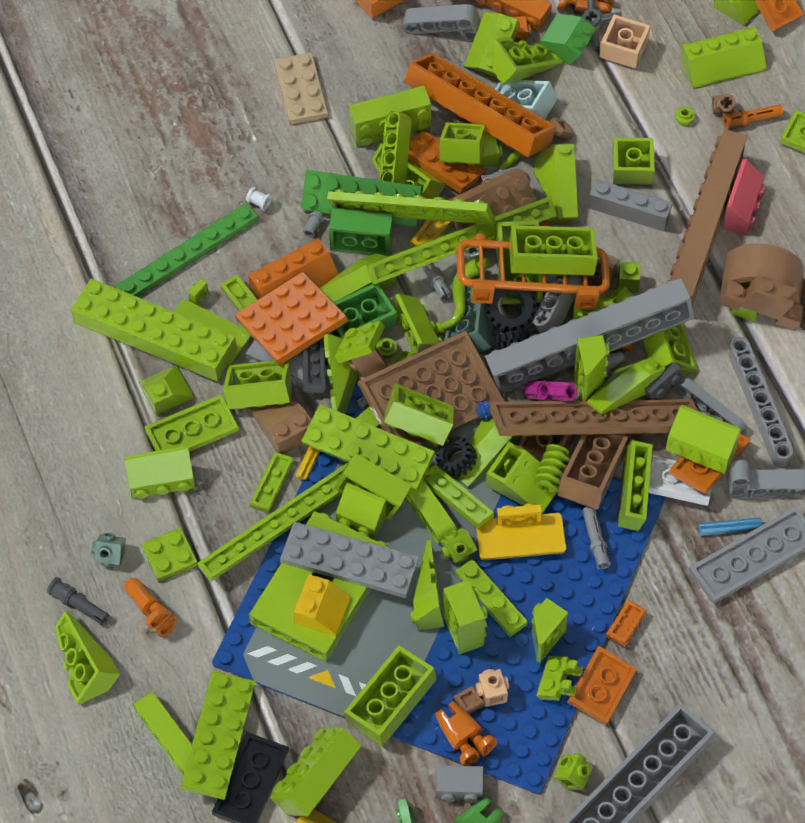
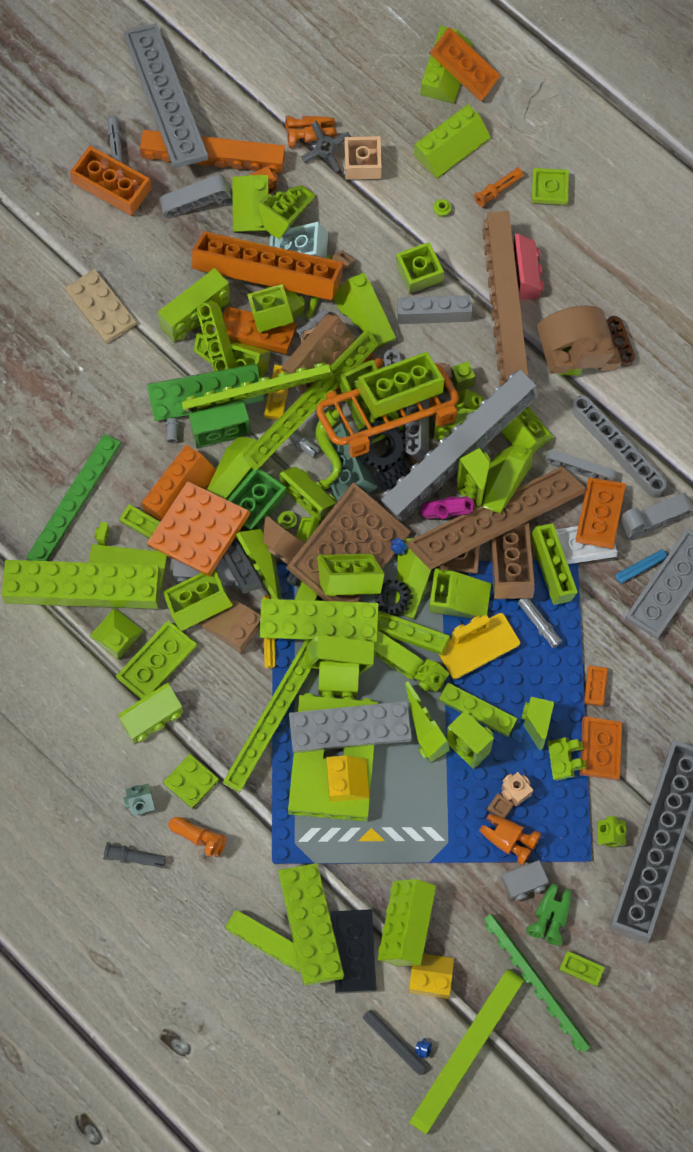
camera: 25 degrees left, 10 degrees up
(87, 663) = (169, 908): lime wedge -> none
(258, 198) = (113, 425): white bush -> none
(272, 482) = (247, 680): lime tile -> none
(359, 341) = (271, 530): lime plate -> none
(390, 695) = (437, 831): lime brick -> none
(550, 468) = (480, 579): lime piece -> none
(567, 36) = (312, 171): bright green slope -> none
(663, 383) = (533, 467): dark grey plate -> none
(703, 439) = (593, 503): lime slope -> none
(723, 103) = (471, 185): medium nougat piece -> none

